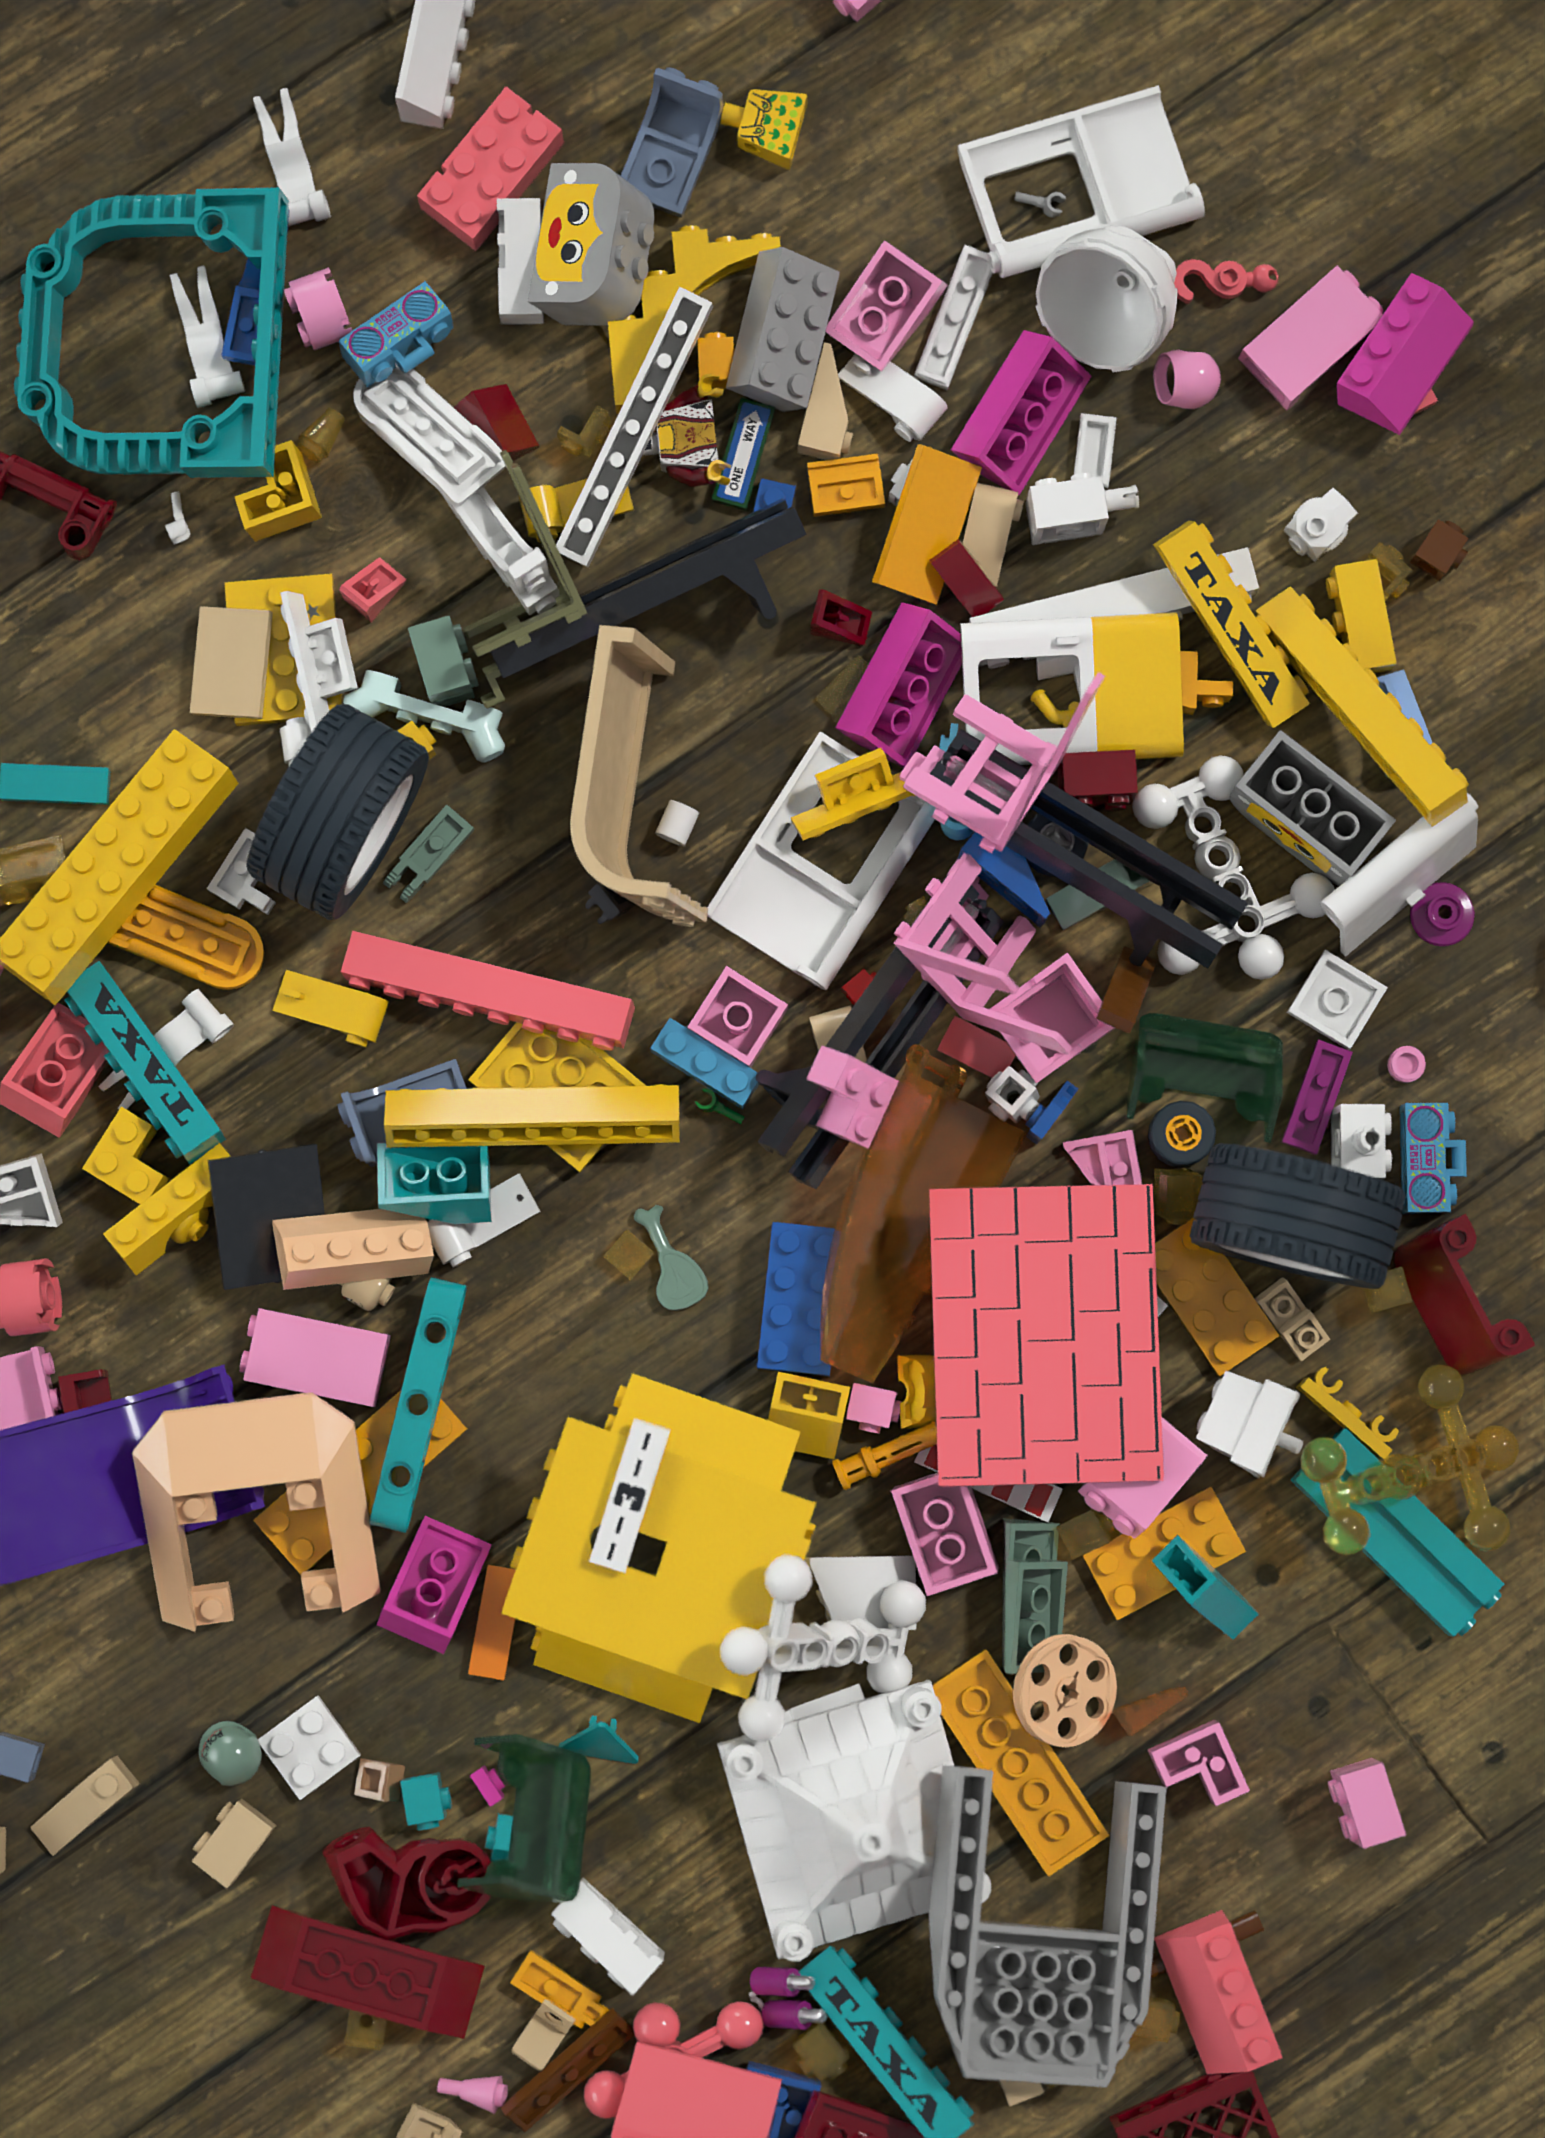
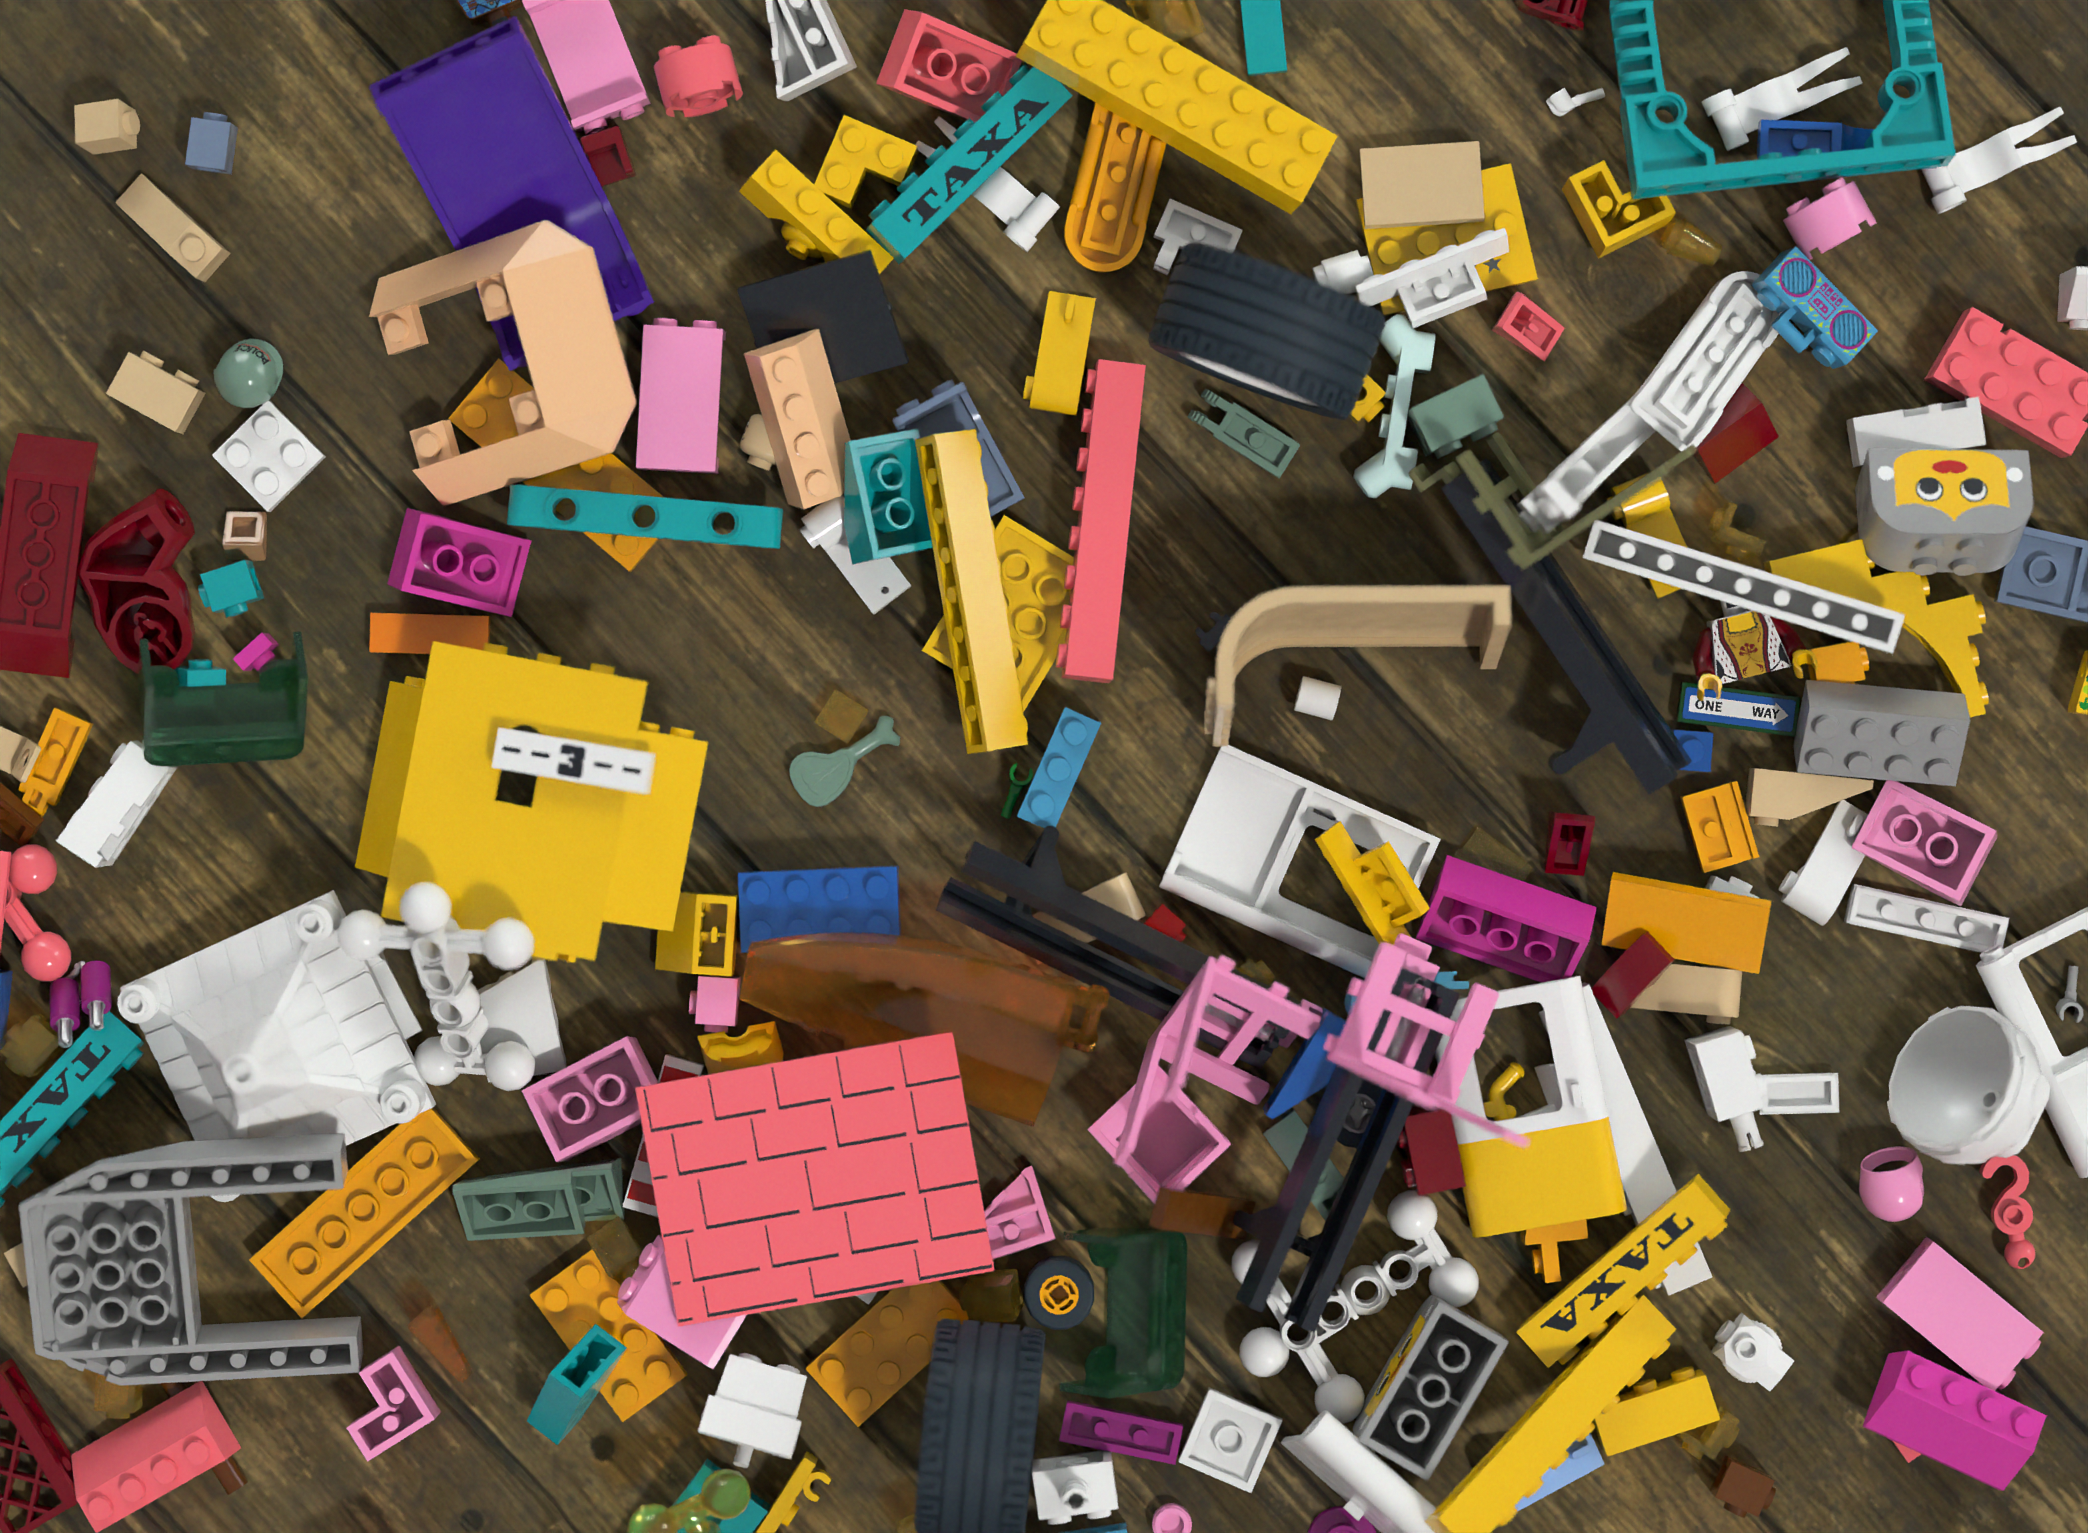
camera: 85 degrees right, 5 degrees up
(601, 1742) = (318, 764): teal piece -> none
(738, 1016) = (1112, 796): bright pink brick -> none
(856, 1096) = (1034, 939): bright pink brick -> none
(871, 1461) = (658, 1009): light orange pin -> none
(976, 1048) = (1119, 1058): coral slope -> none
(1010, 1083) = (1086, 1097): white brick -> none
(1022, 411) = (1830, 1007): dark pink slope -> none
(1044, 1117) = (1051, 1143): blue wing -> none
(1049, 1690) = (442, 1234): light nougat wedge -> none
(1292, 1319) = (878, 1437): tan slope -> none

